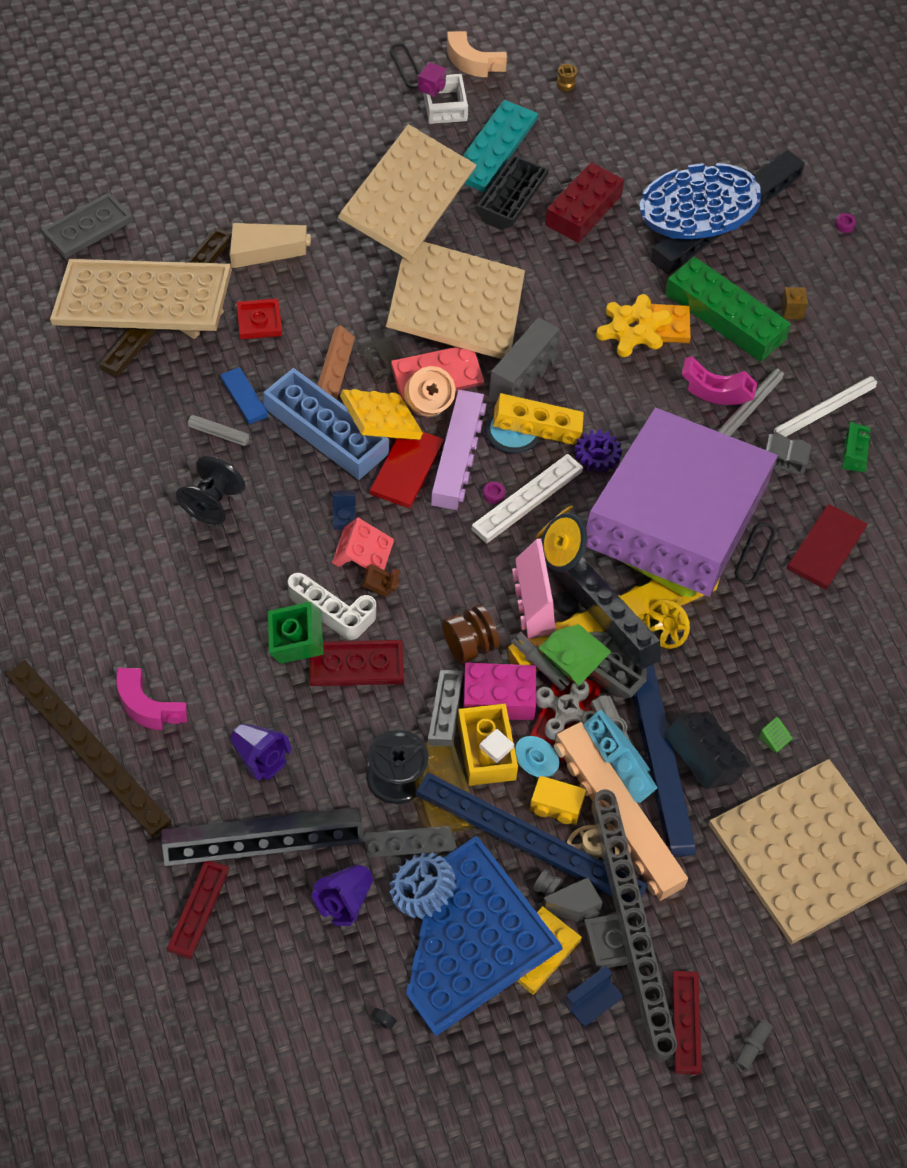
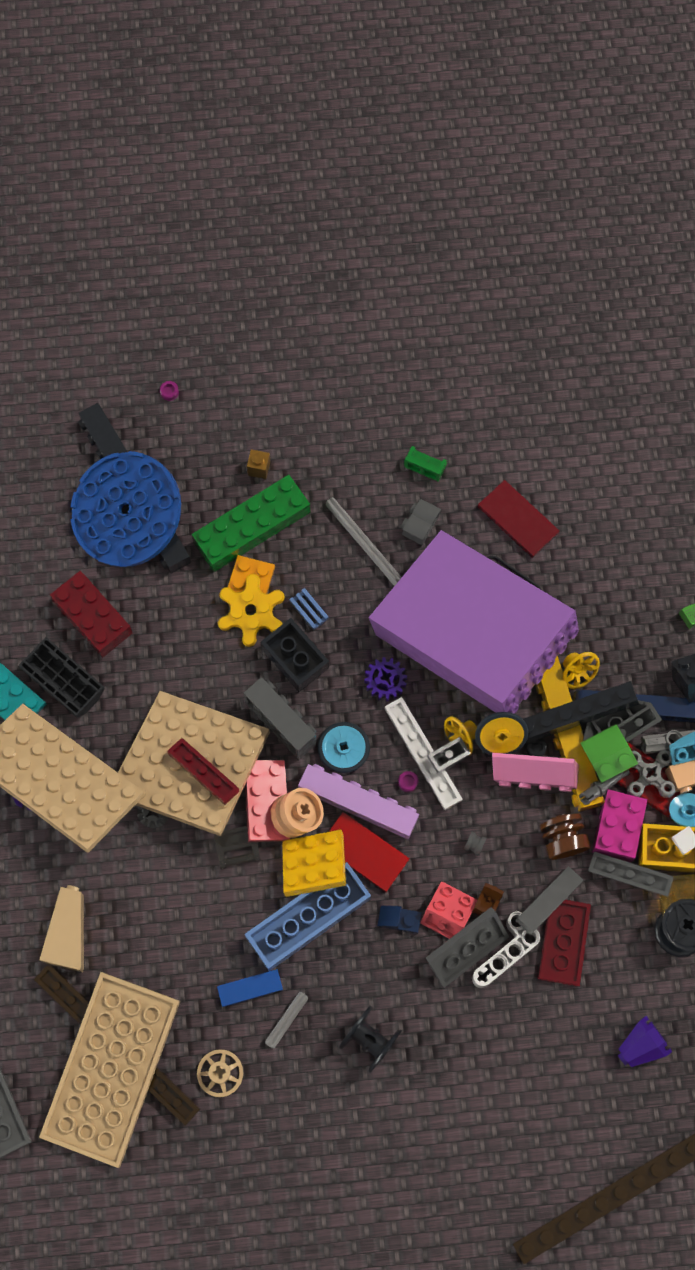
camera: 75 degrees left, 15 degrees up
(143, 709) = (583, 1143): dark pink arch -> none
(155, 383) = (220, 1073): none -> tan wheel
(259, 318) = (161, 956): red plate -> none
(295, 632) = (536, 989): green brick -> none
(326, 563) = (467, 947): none -> dark grey plate
(336, 361) = (235, 893): nougat plate -> none
(396, 633) = (549, 900): none -> dark grey tile
(442, 559) = (475, 843): none -> dark grey wheel
(446, 298) = (203, 771): none -> dark red plate
(528, 511) = (449, 755): none -> dark grey slope
(538, 419) = (339, 751): yellow brick -> none
(597, 366) = (294, 654): none -> black brick
(661, 366) = (299, 596): none -> medium blue tile
(718, 389) = (339, 555): dark pink arch -> none
(826, 407) = (375, 475): white axle -> none

